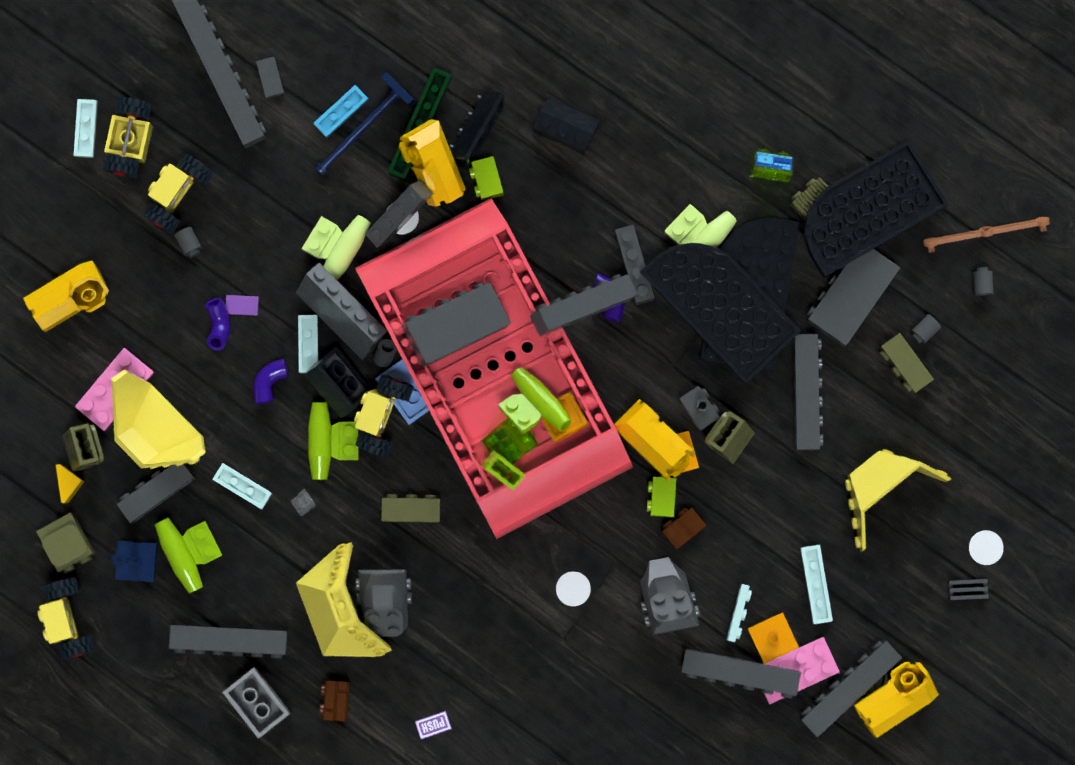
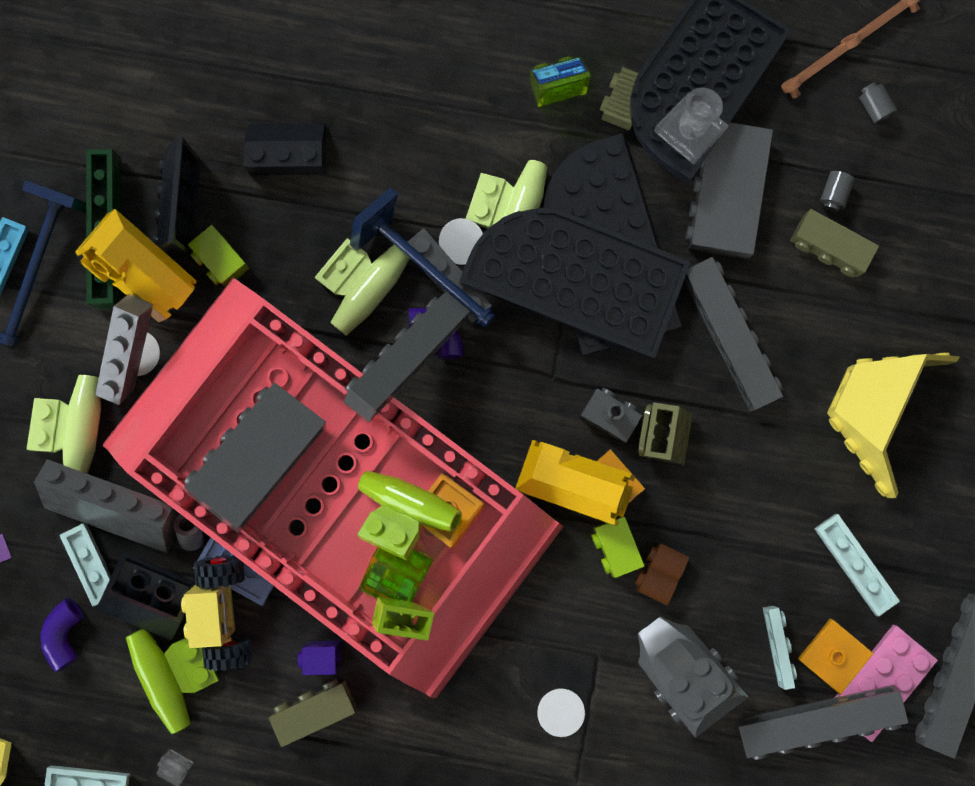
camera: 25 degrees left, 0 degrees up
(433, 475) = (320, 658): none -> dark purple brick
(574, 239) = (360, 281): none -> yellowish green plate
(604, 204) = (376, 219): none -> dark blue tile
(653, 242) = (459, 239): none -> white sticker
(843, 241) = (693, 123): none -> clear plant

